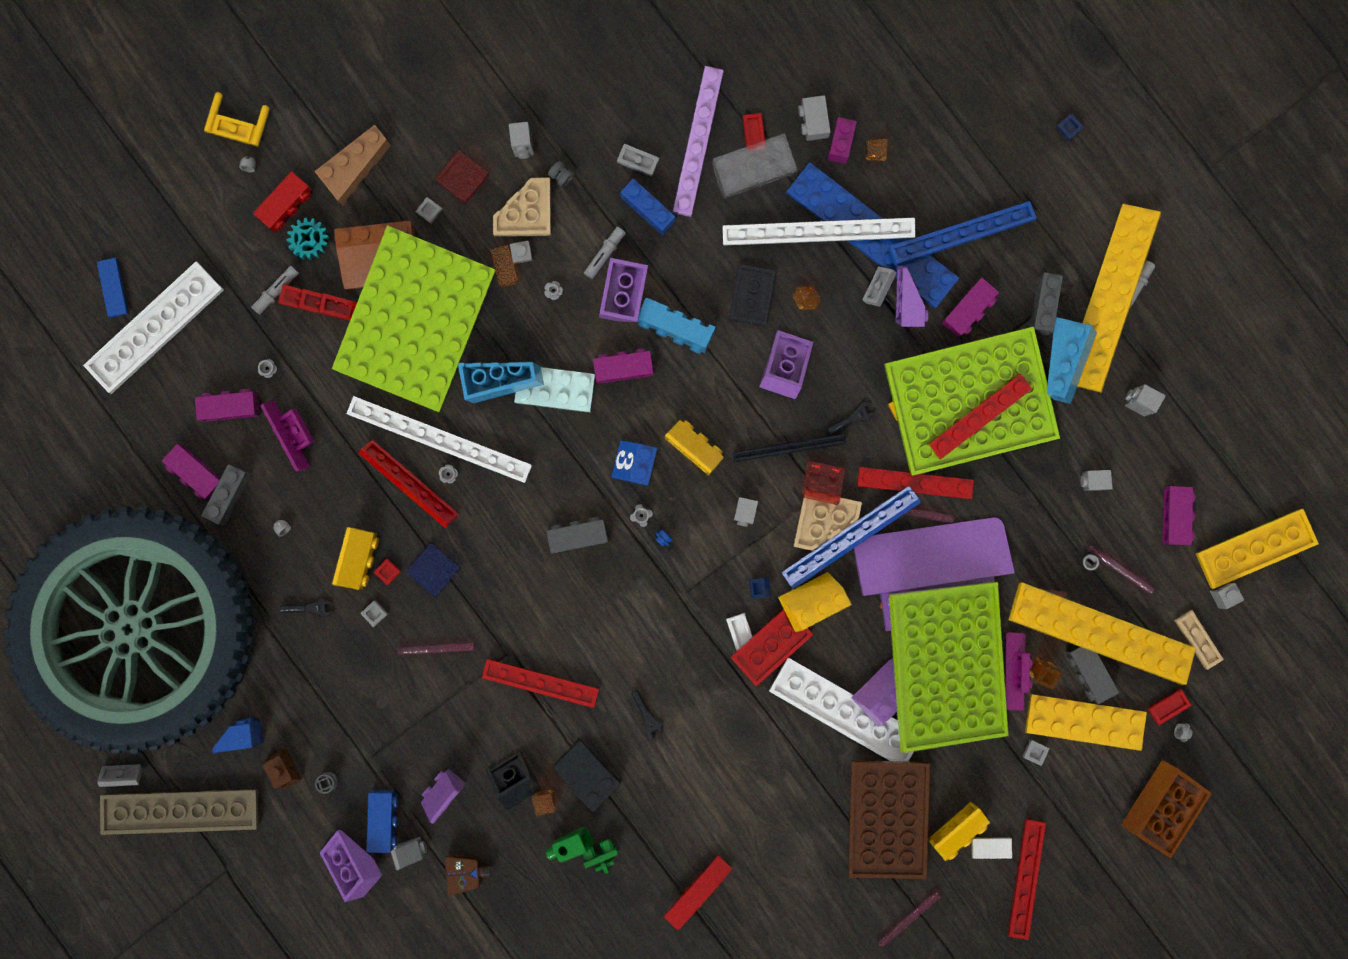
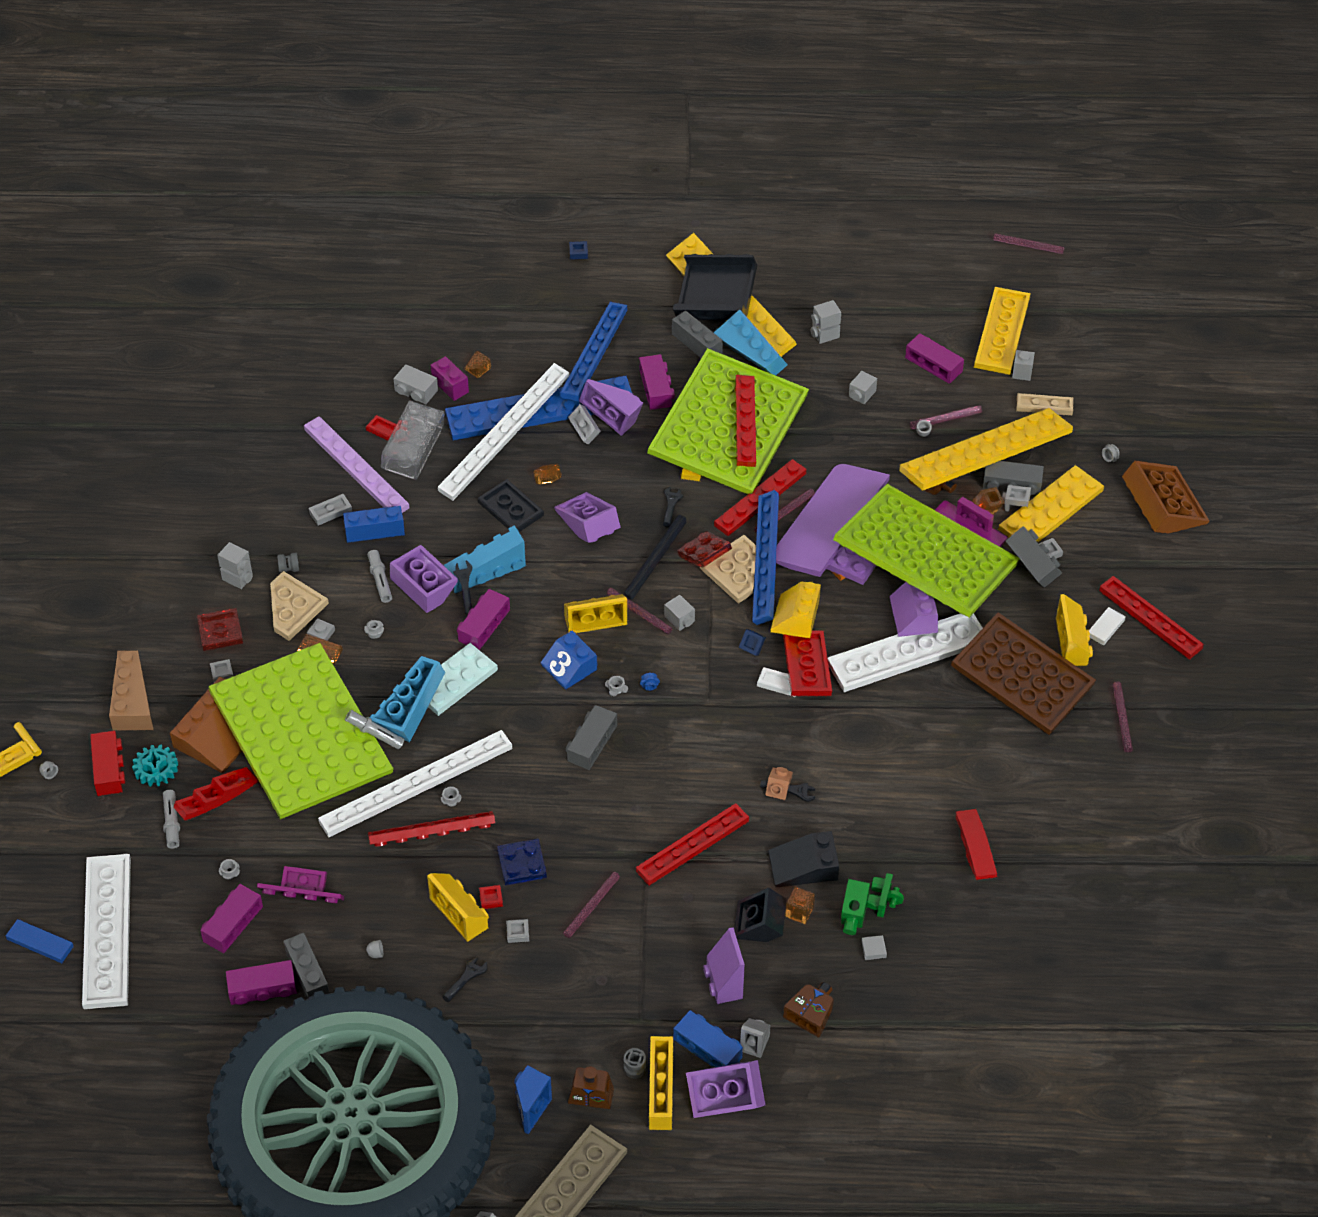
camera: 50 degrees left, 35 degrees down
(321, 815) = (661, 1083): none -> yellow brick
(450, 368) = (368, 726): none -> light grey pin
(552, 878) = (874, 947): none -> light grey tile
(644, 323) = (463, 576): none -> black piece
(645, 705) = (778, 783): none -> nougat bracket
(727, 476) = (643, 613): none -> clear pink bar
(1015, 749) = (1034, 556): none -> dark grey brick
(1070, 691) = (1016, 496): none -> light grey bracket
(1110, 281) = (716, 286): none -> black panel
(1169, 706) = (1083, 451): red tile -> none

